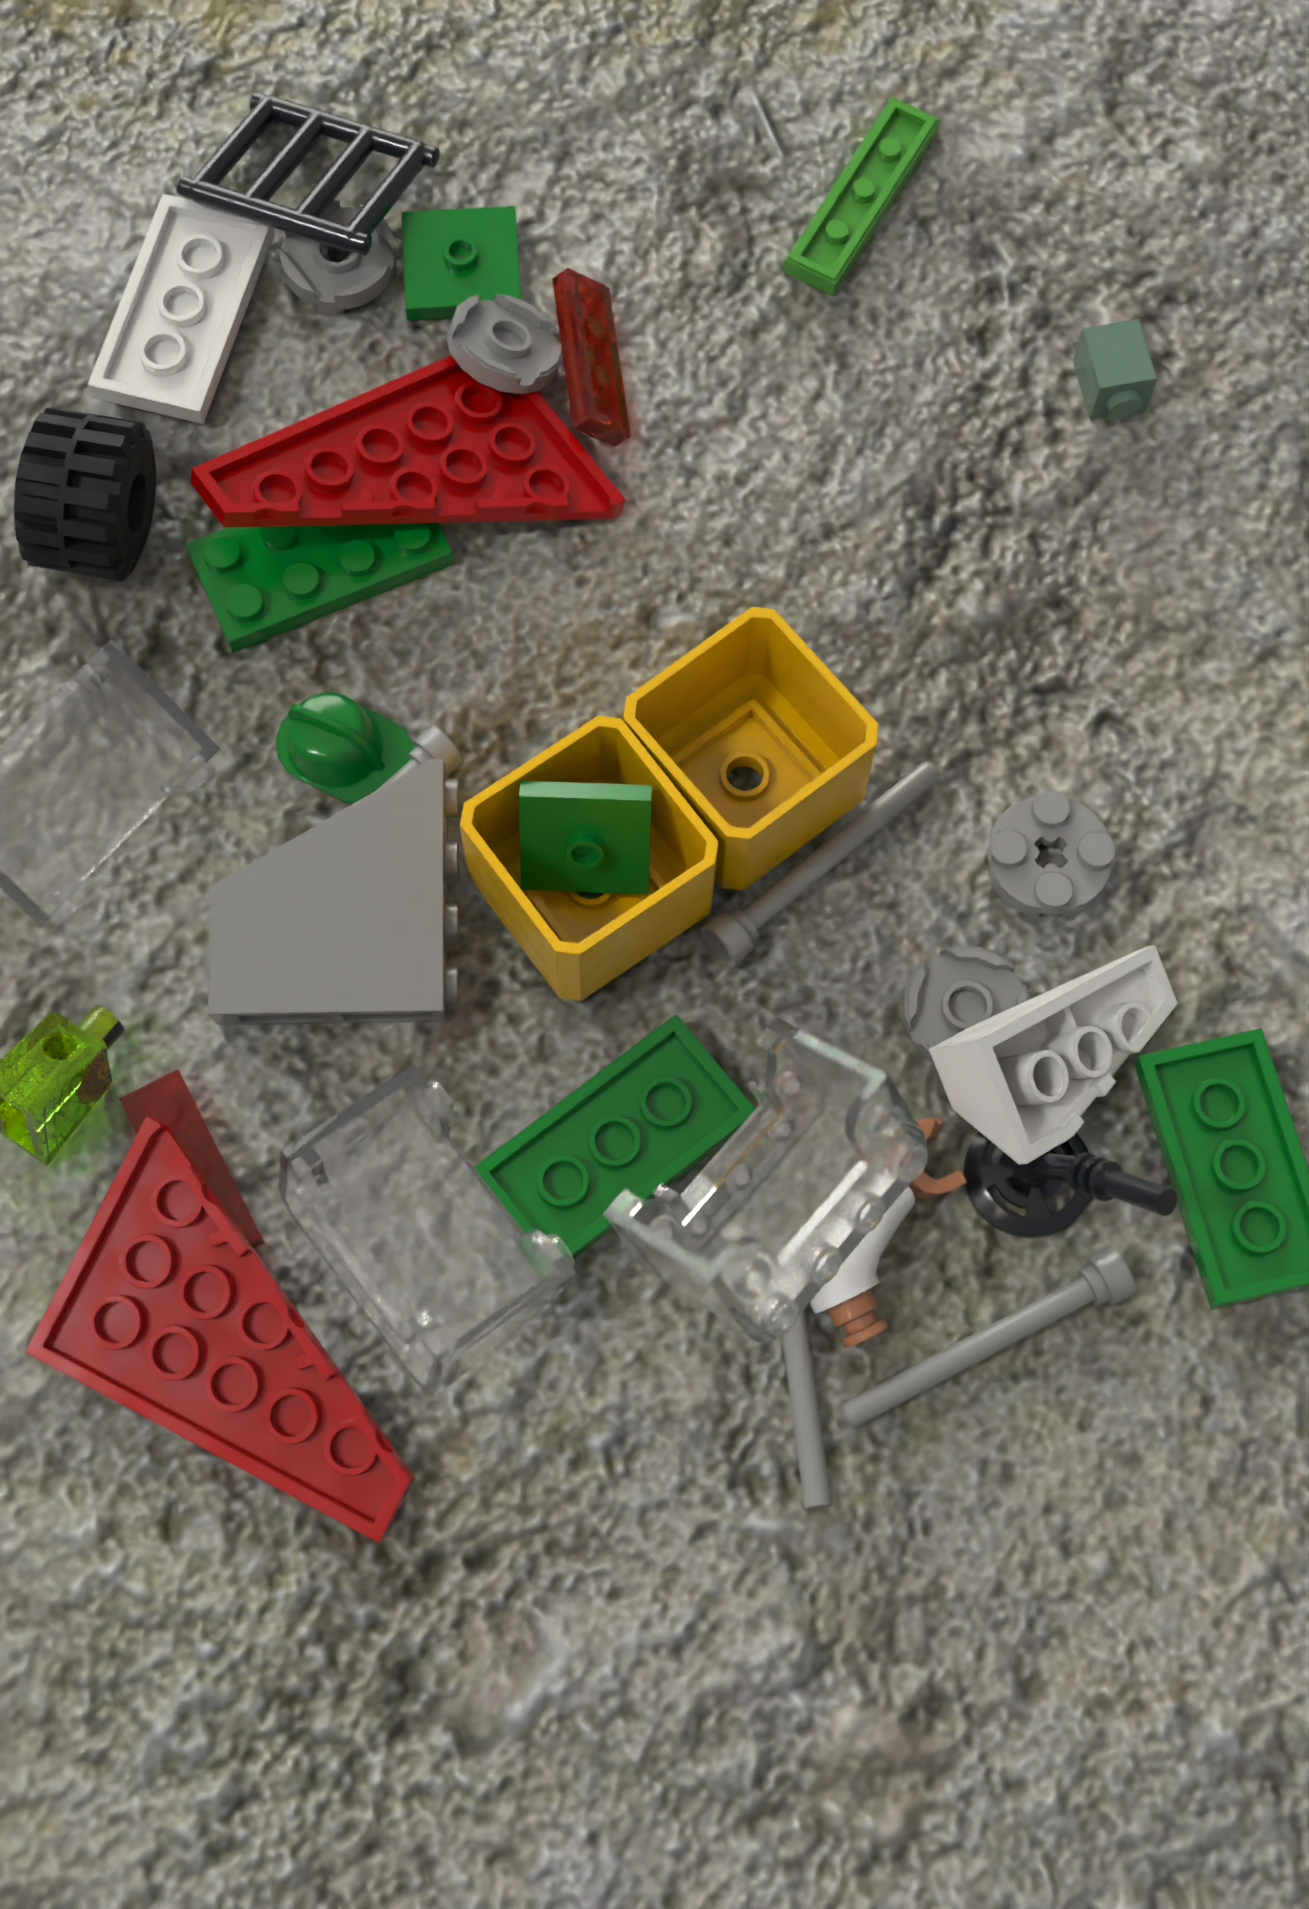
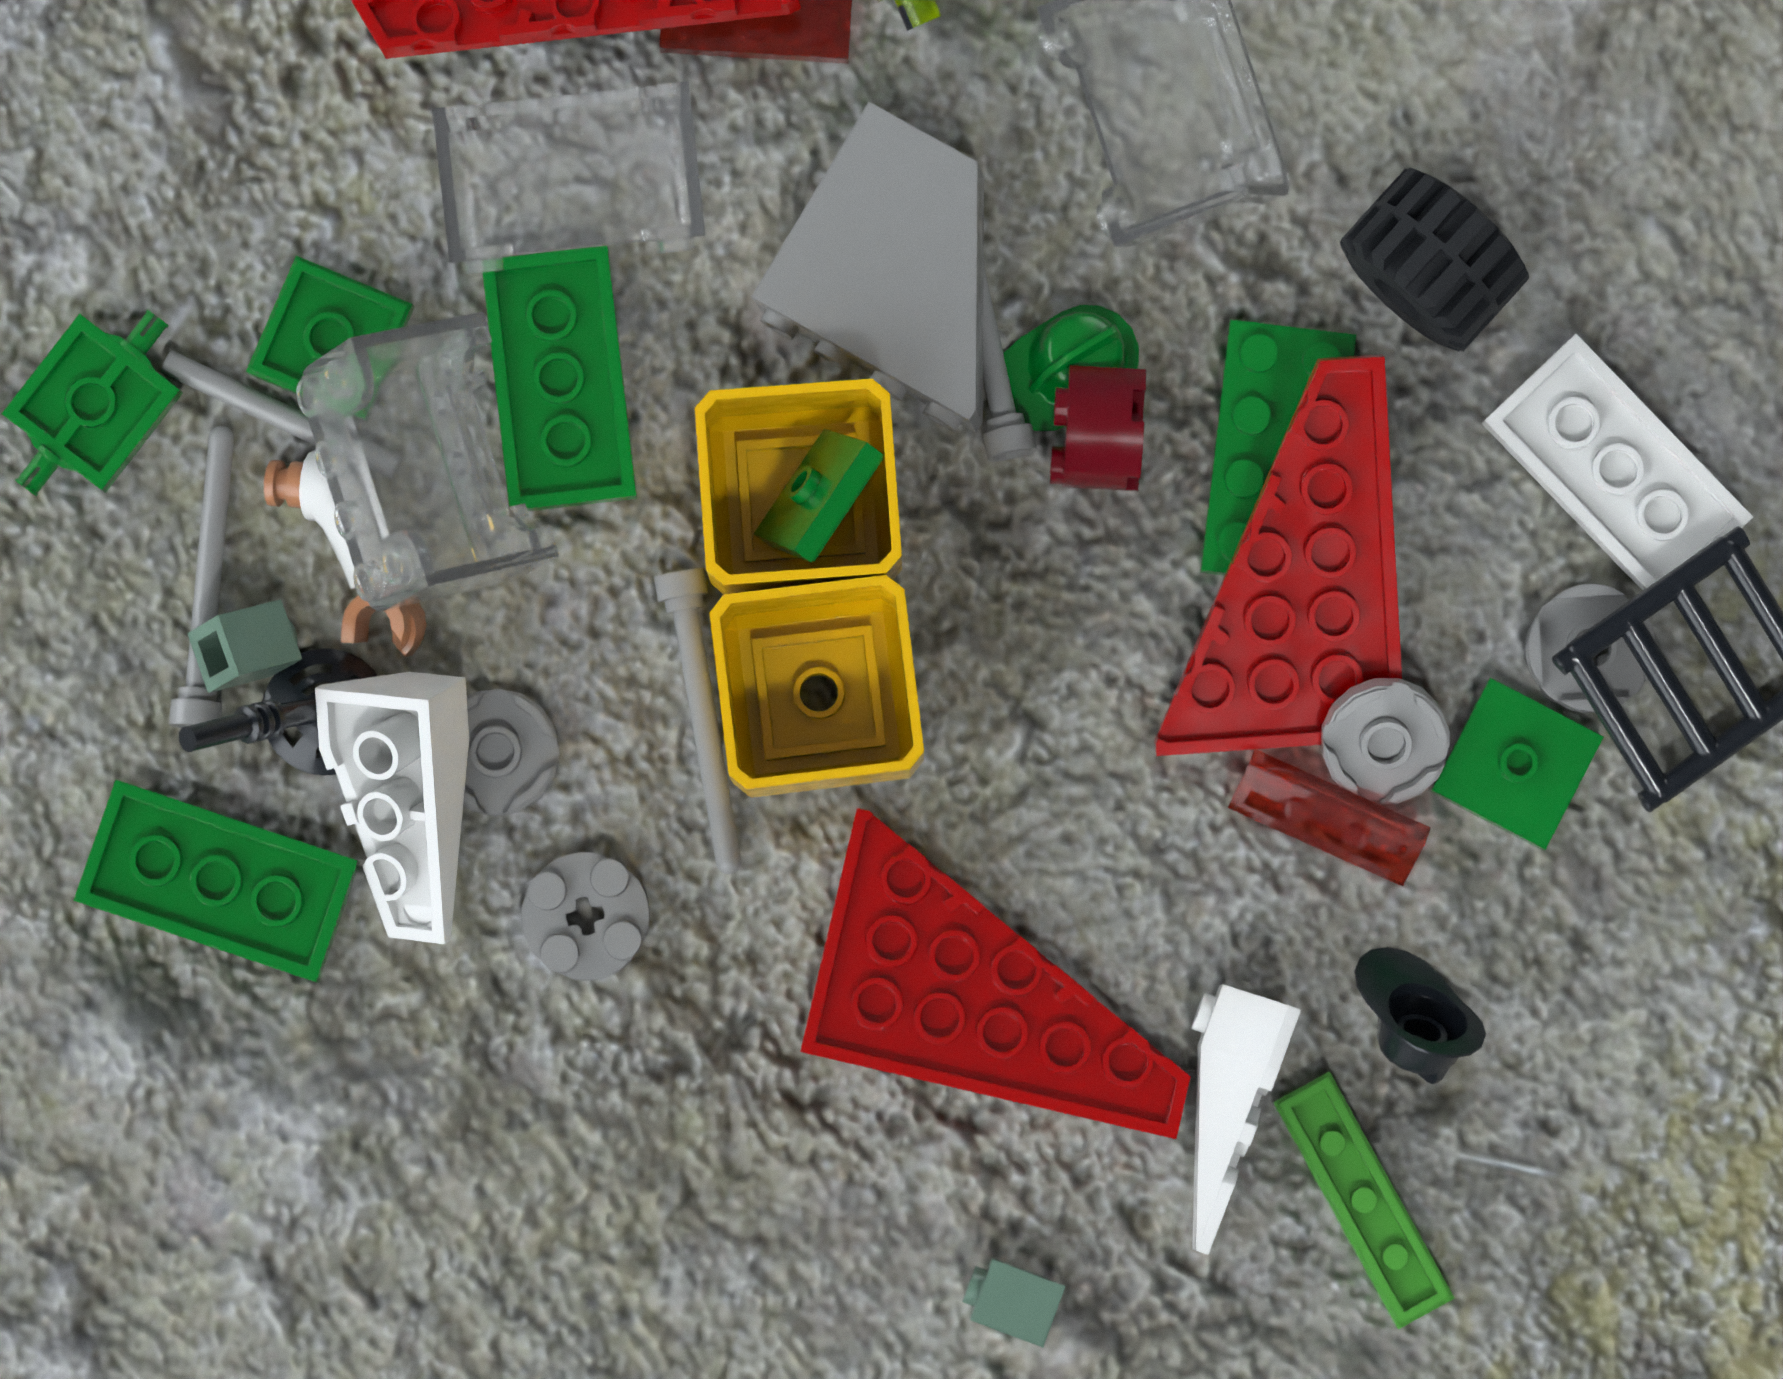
camera: 125 degrees right, 15 degrees up
(383, 673) = (1102, 429): none -> dark red cylinder
(700, 1374) = (316, 315): none -> green plate
(704, 215) = (1418, 1013): none -> black piece
(835, 303) = (1236, 1065): none -> white wedge
(902, 1548) = (92, 403): none -> green plate
(914, 542) = (954, 997): none -> red wing
(1027, 1261) = (245, 645): none -> sand green brick

